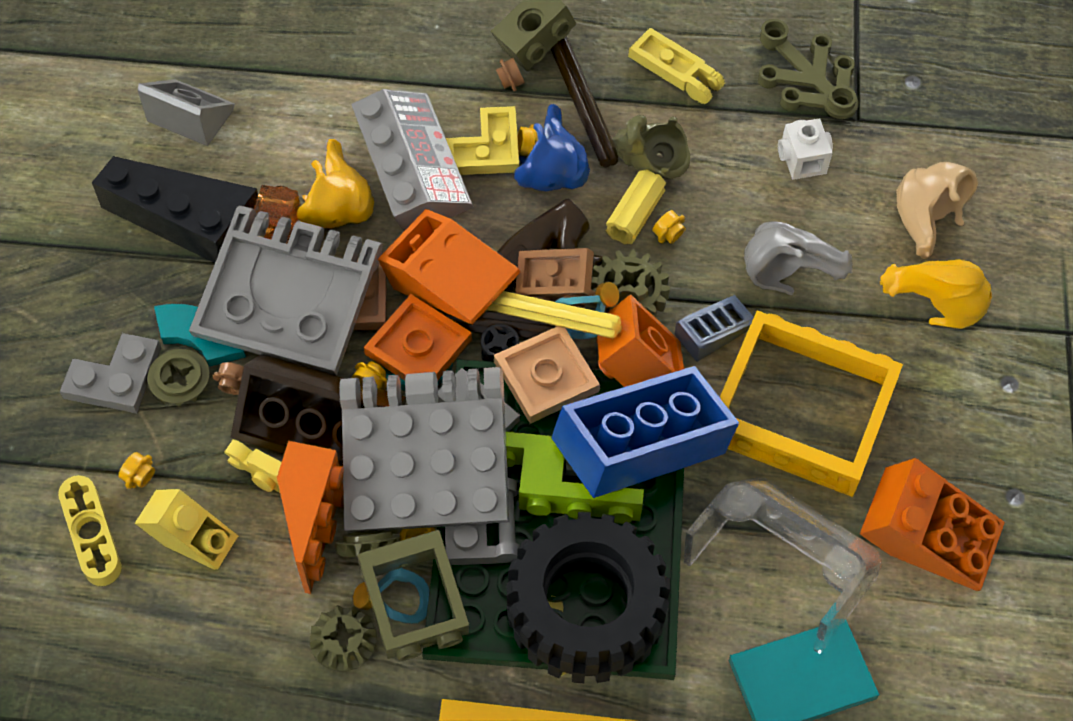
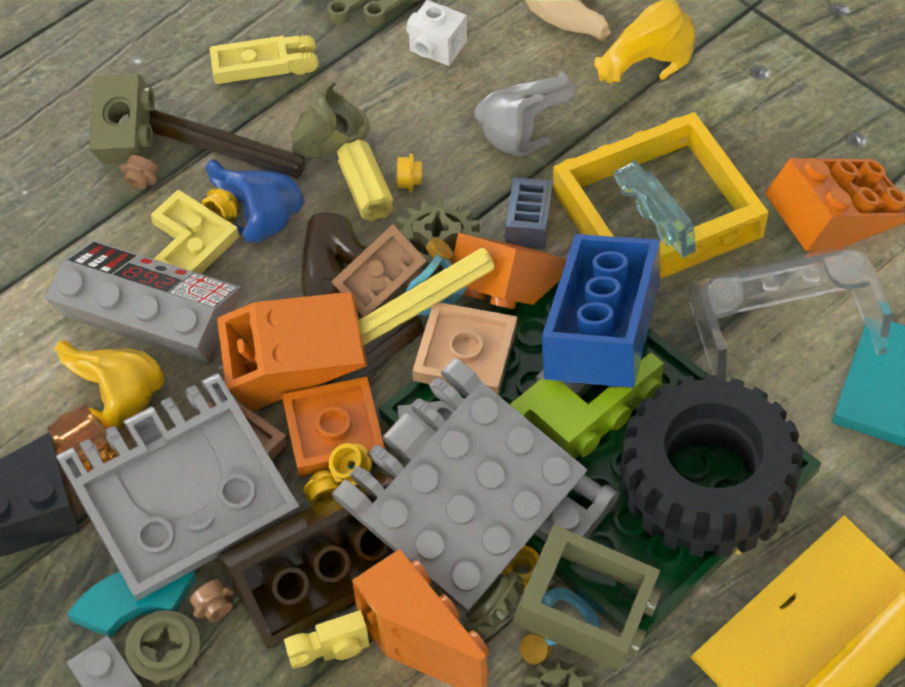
camera: 45 degrees left, 5 degrees down
(386, 367) = (344, 456): none -> yellow plate
(497, 337) = (387, 365): black wheel -> none
(780, 401) = (657, 204): none -> clear light blue hinge

